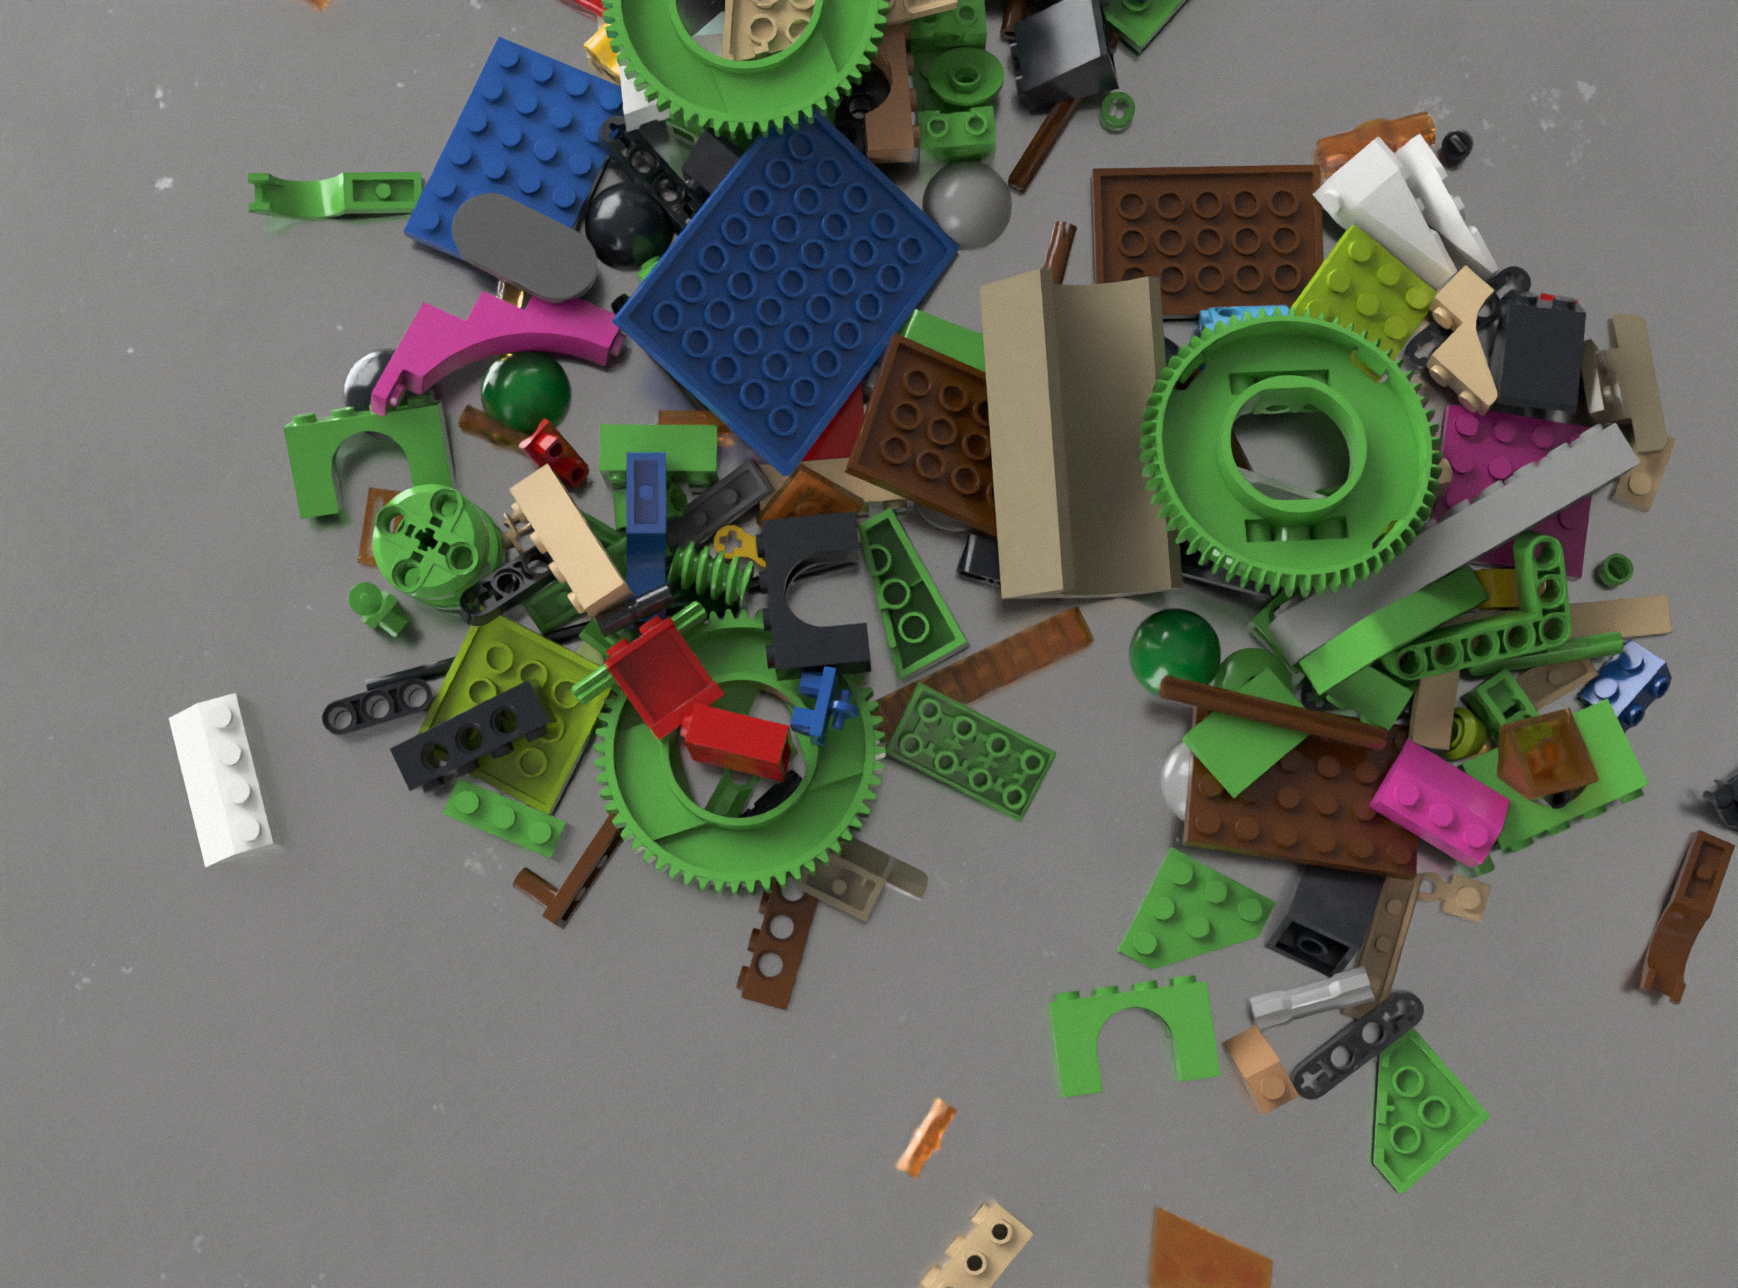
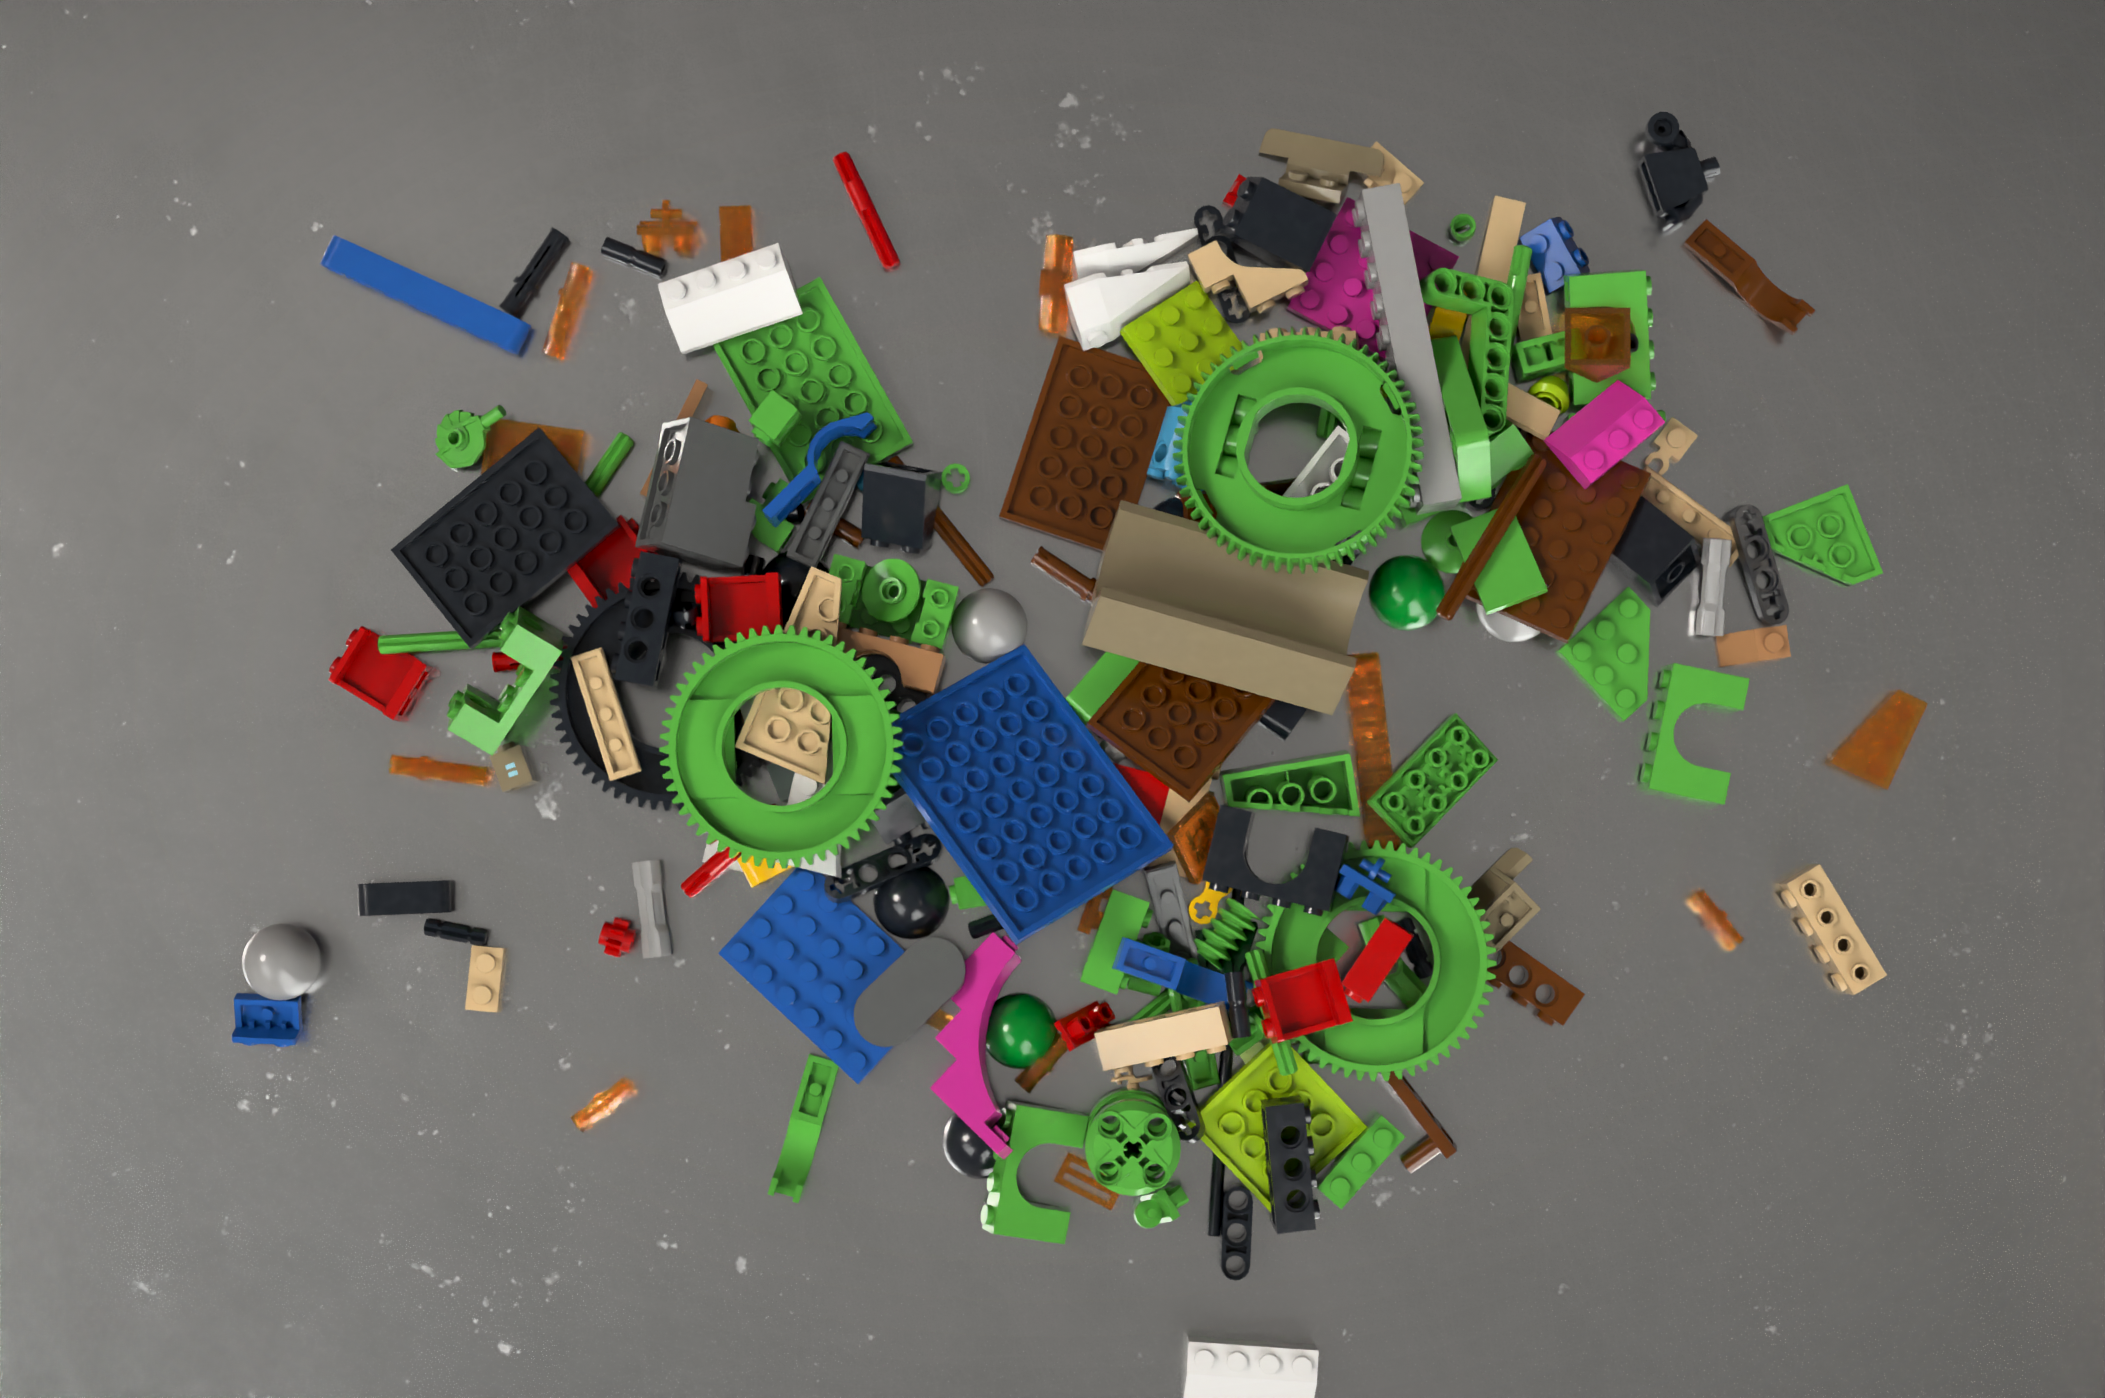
camera: 70 degrees left, 5 degrees up
(1452, 149) = (1082, 225): black hinge -> none

